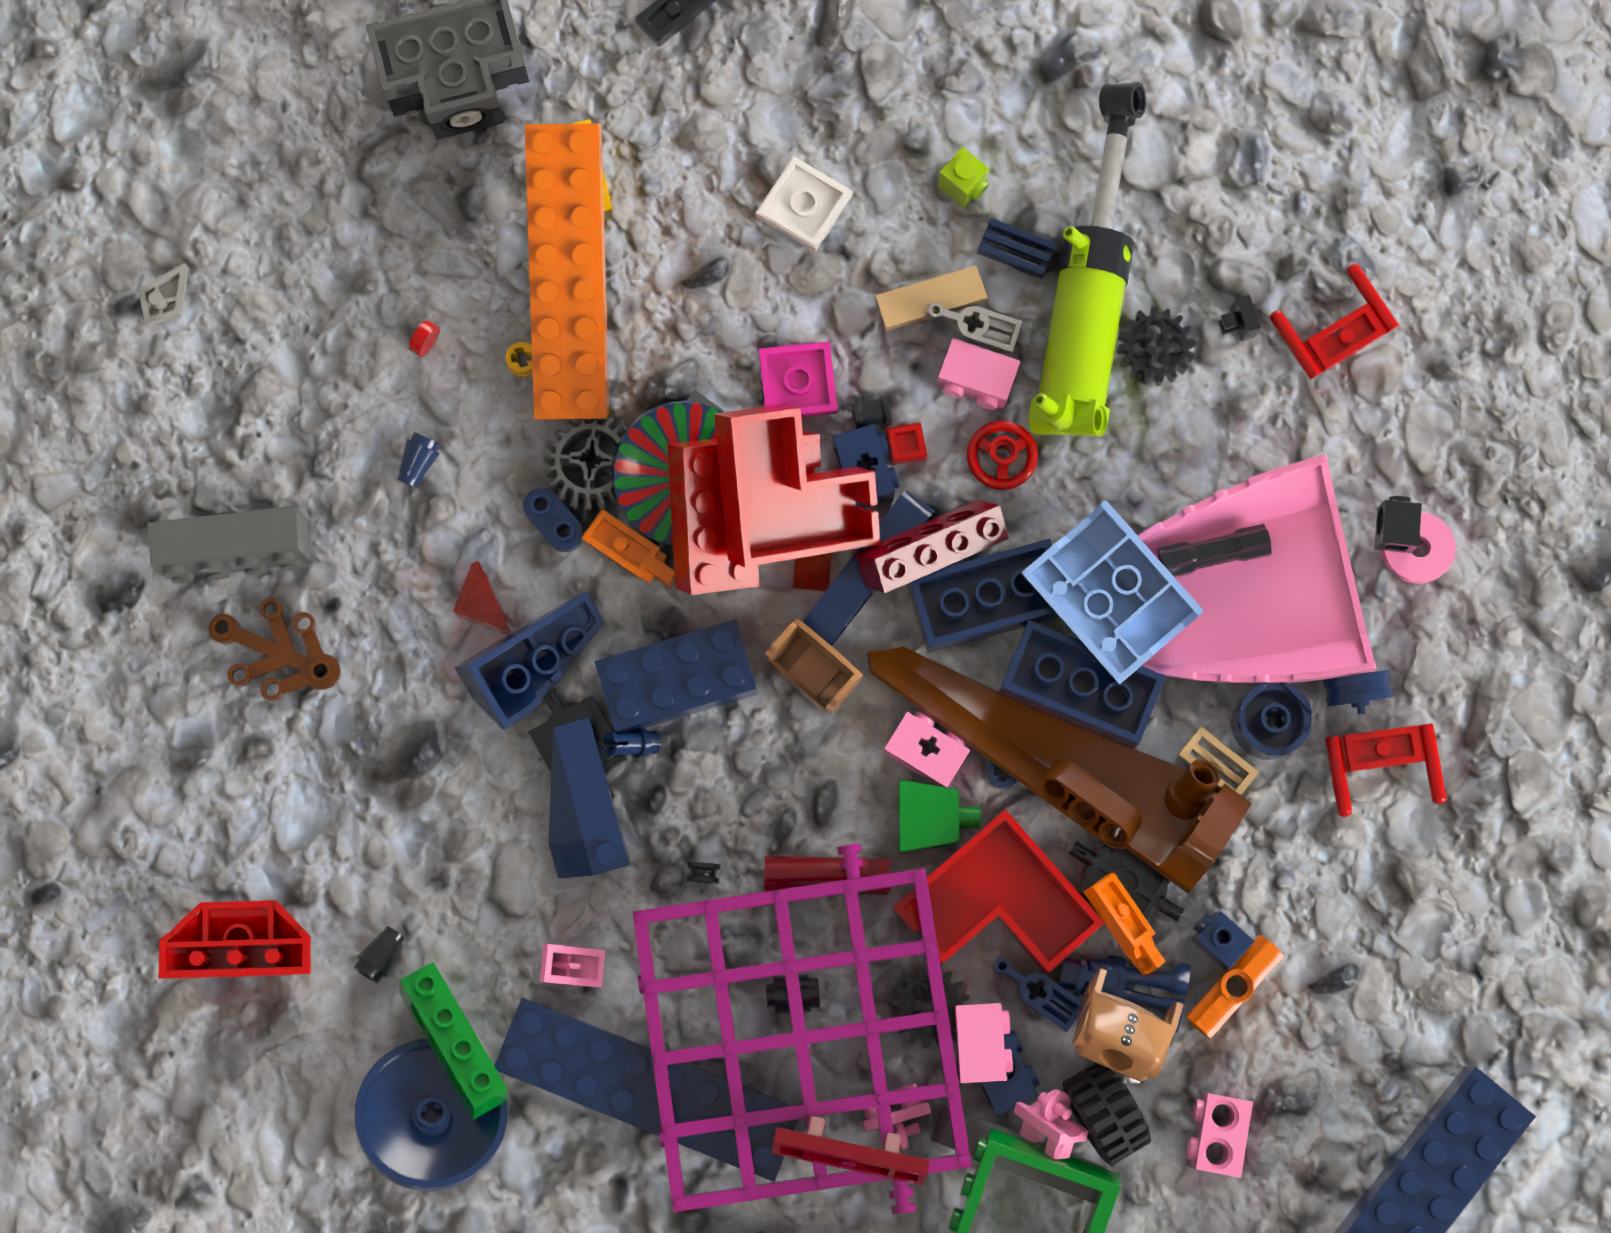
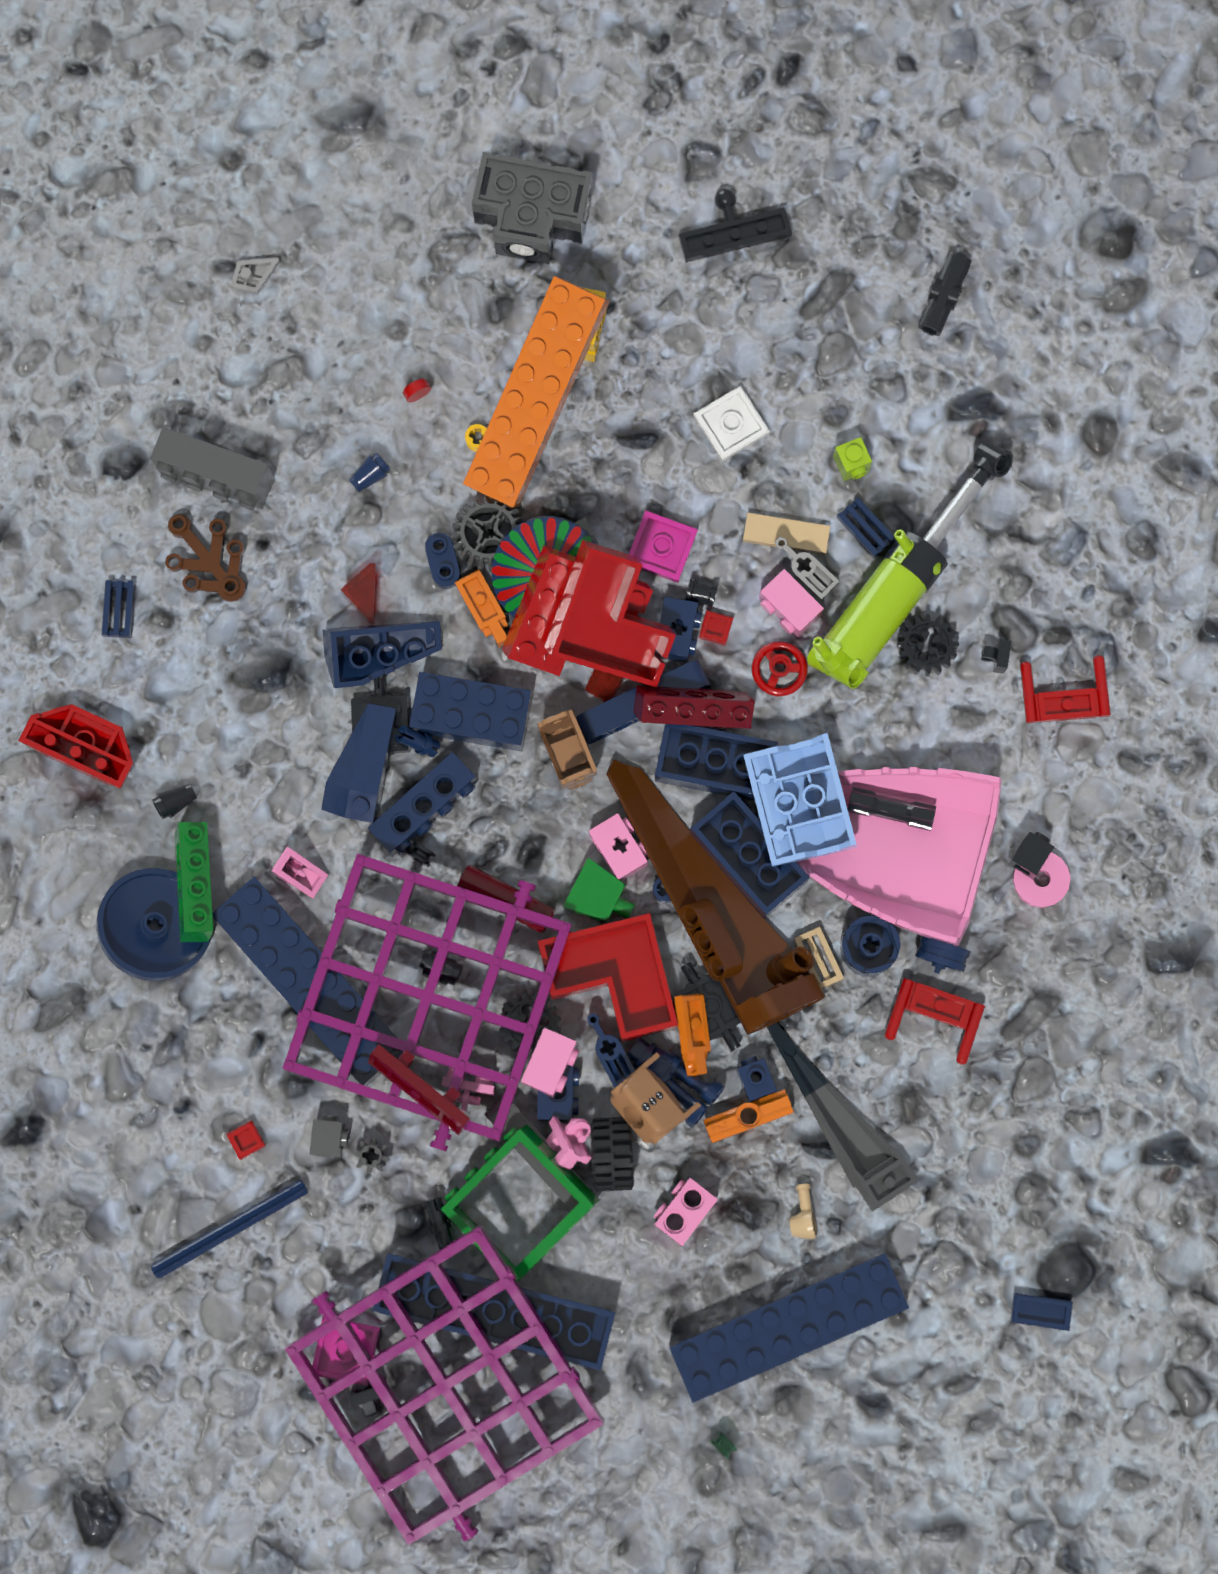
camera: 30 degrees right, 0 degrees up
(187, 733) = (119, 585): none -> dark blue tile
(685, 758) = (450, 770): none -> dark blue brick
(1359, 1078) = (804, 1223): none -> tan bar
(1388, 963) = (864, 1154): none -> dark grey plate

